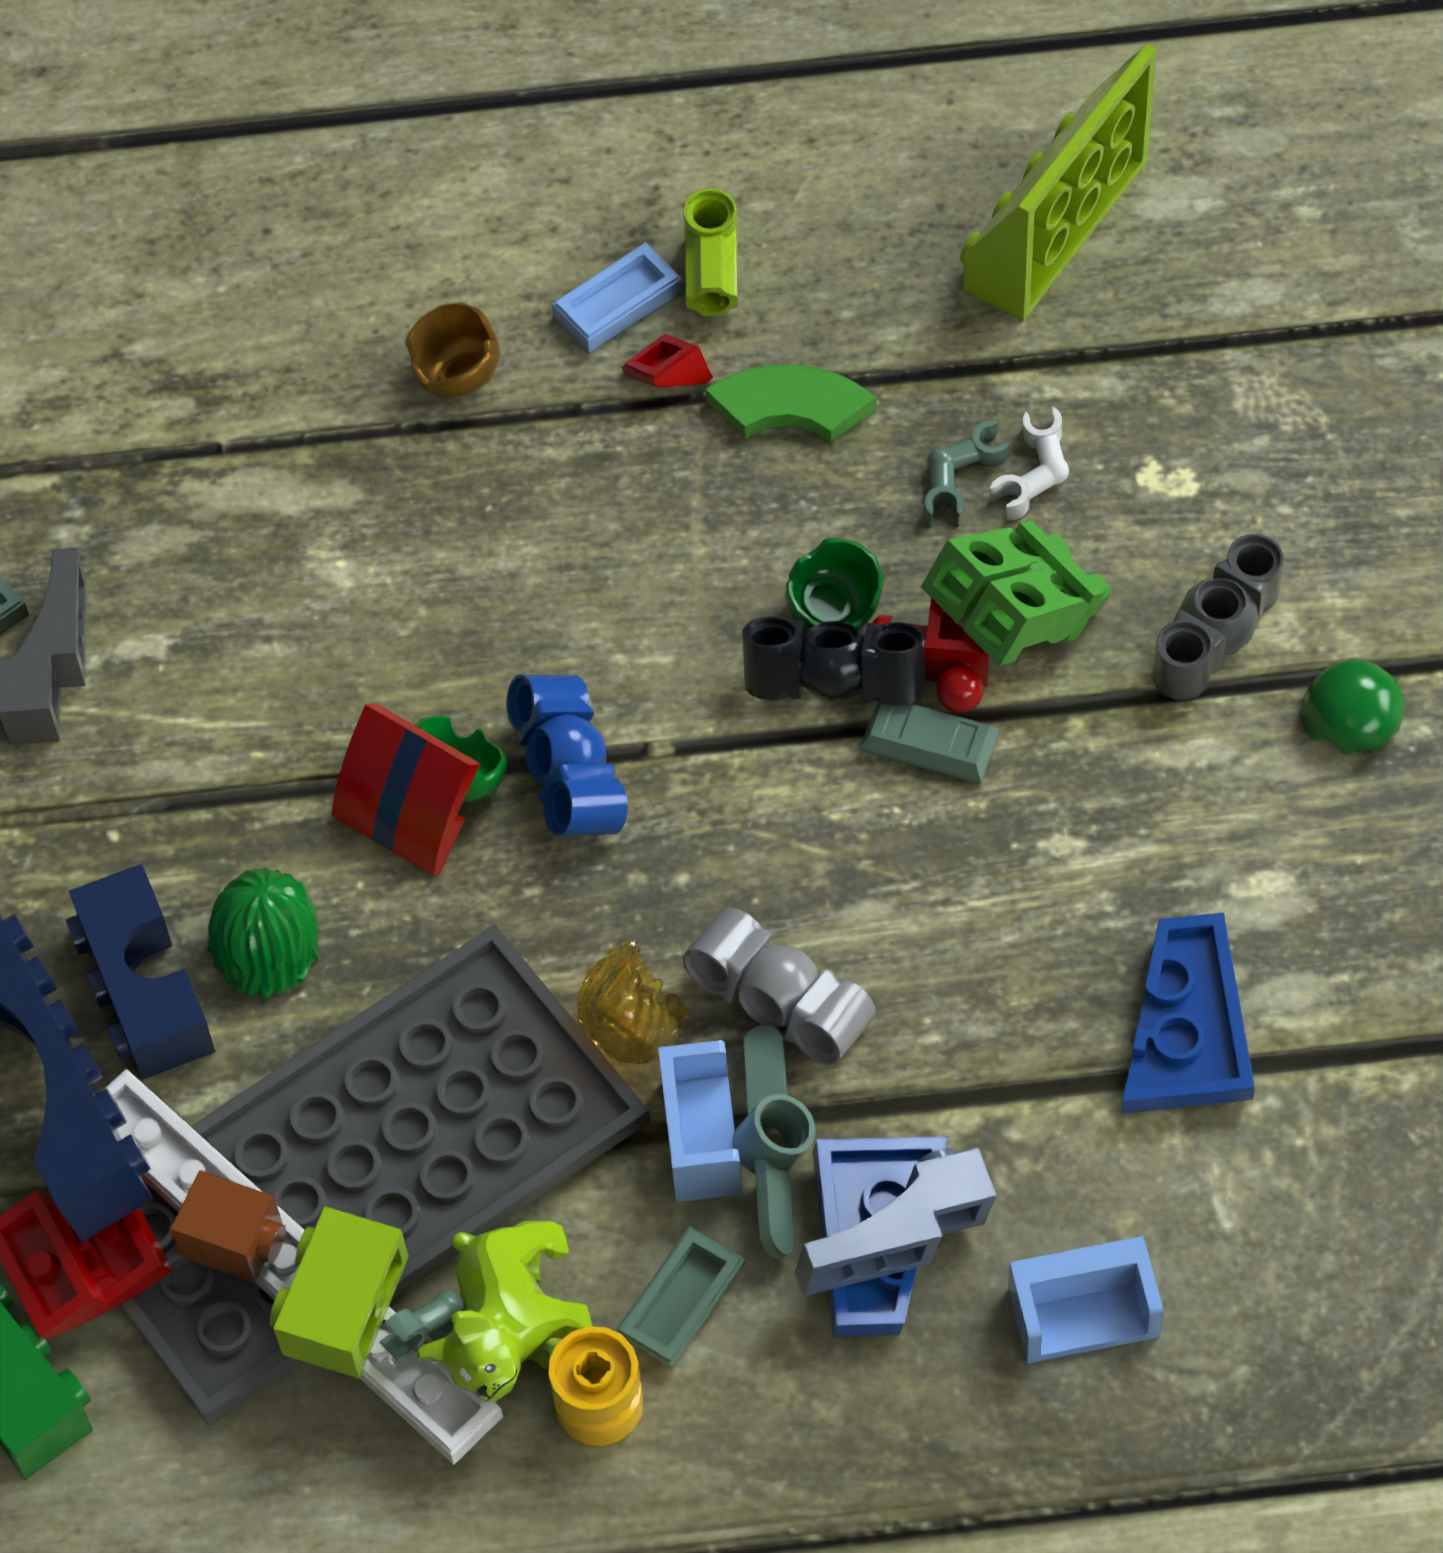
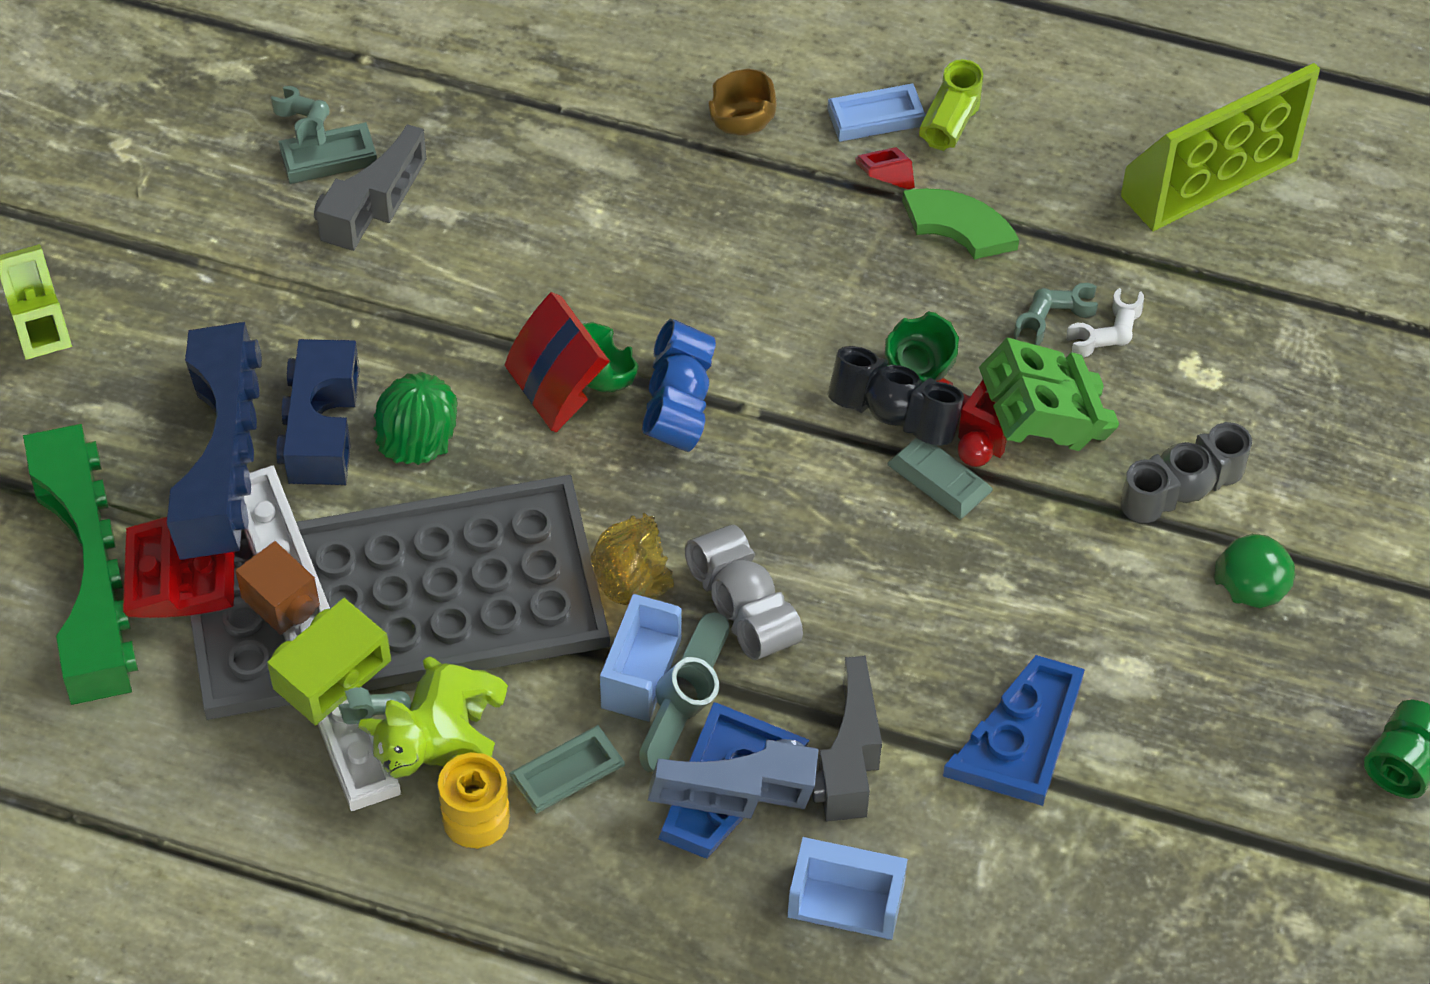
camera: 20 degrees right, 5 degrees down
(1008, 1118) = (842, 774): none -> dark grey slope

